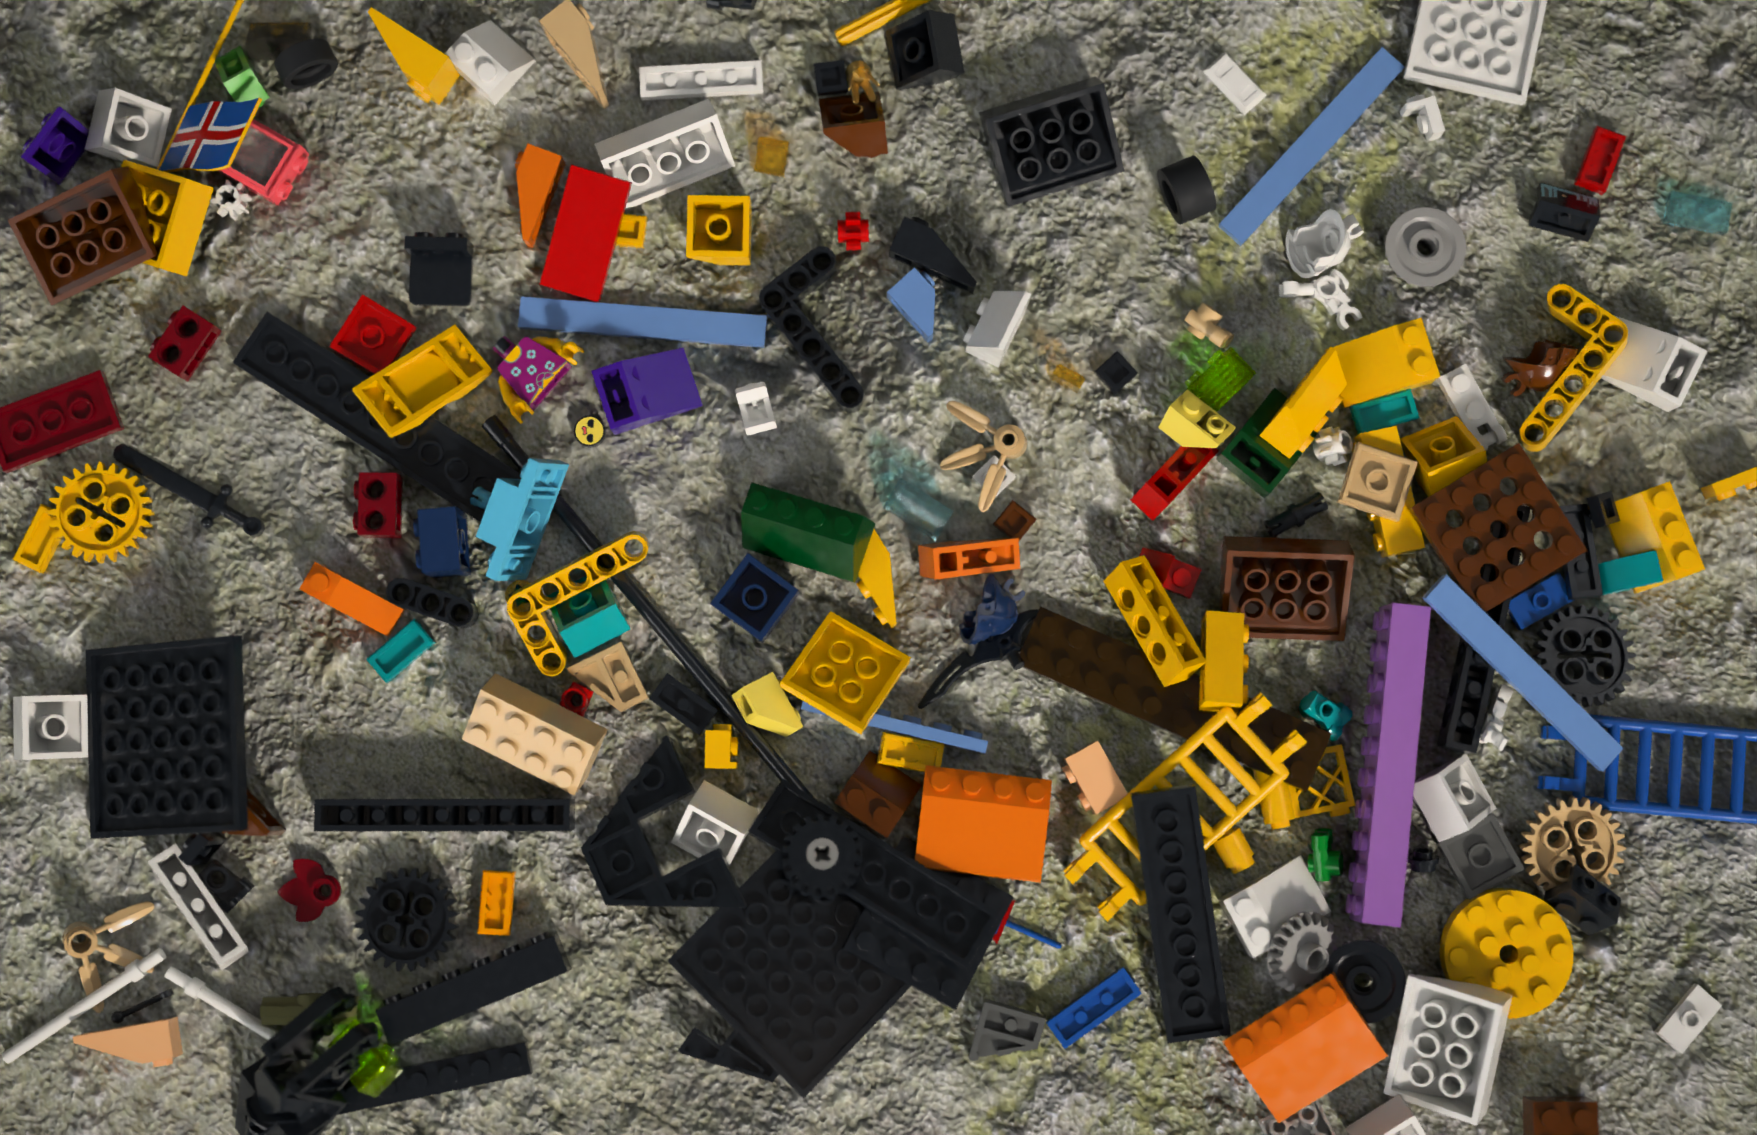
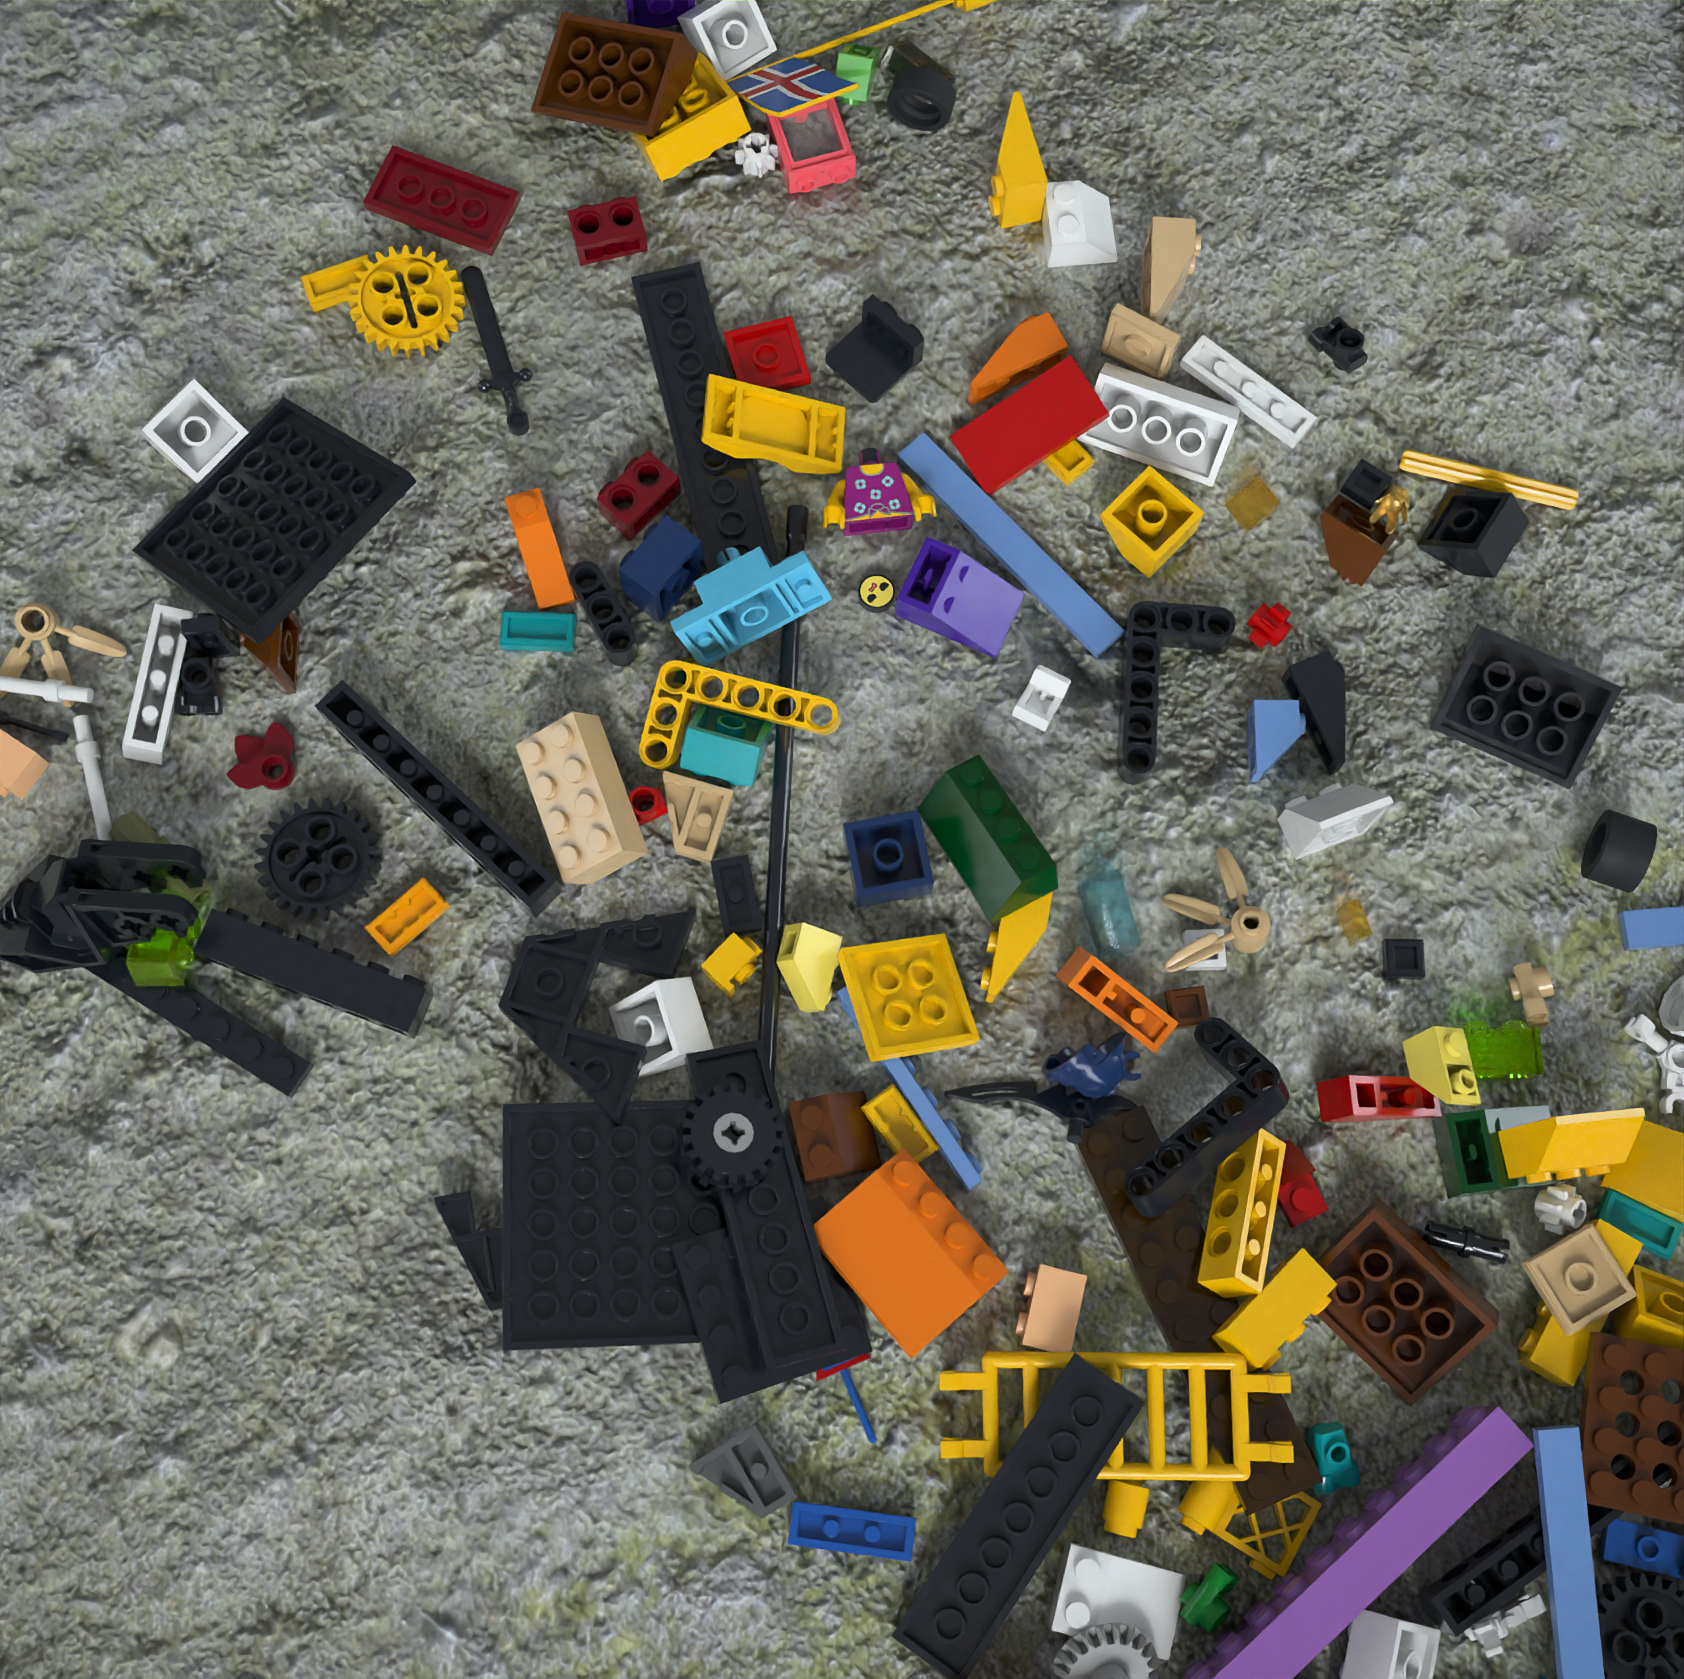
camera: 40 degrees right, 10 degrees down
(605, 112) = (1139, 343): none -> tan tile
(1090, 583) = (1213, 1121): none -> black beam

